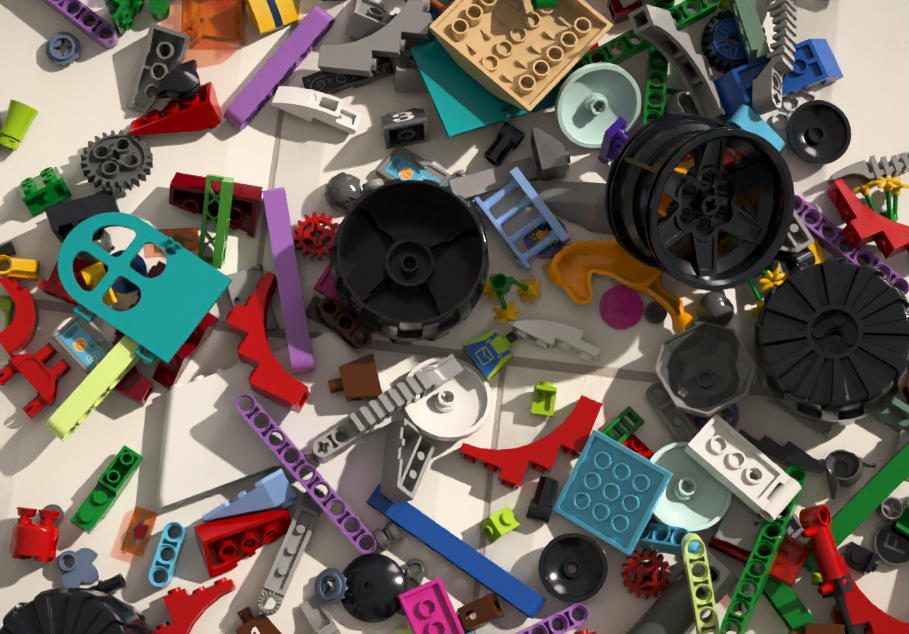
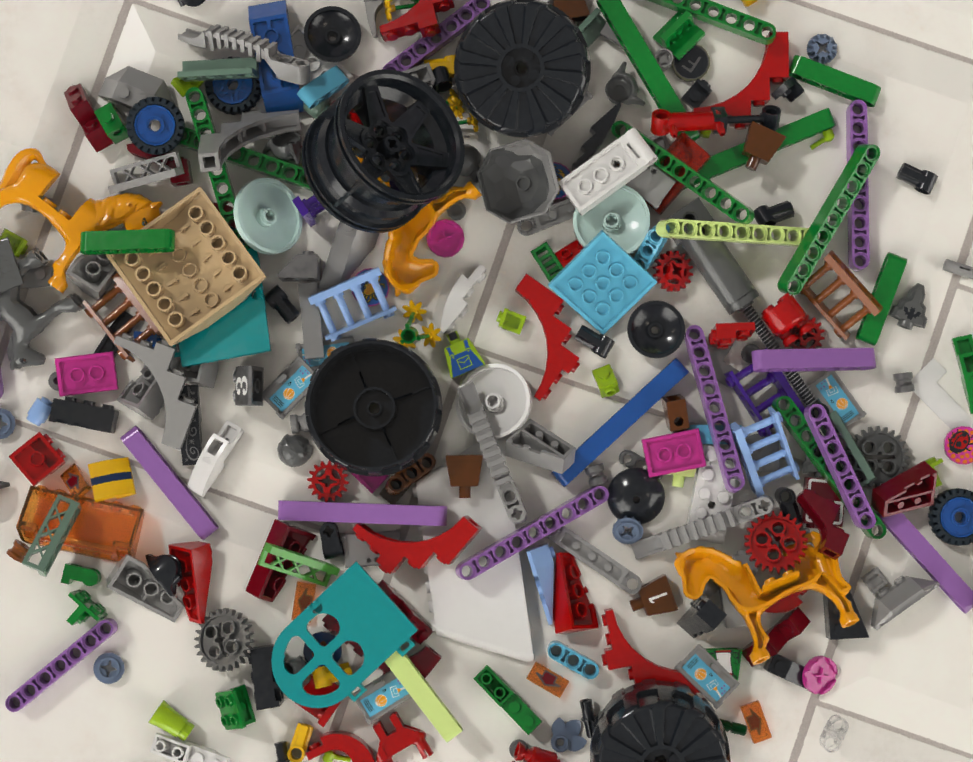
camera: 75 degrees left, 10 degrees up
(248, 254) = (331, 544): none -> black piece

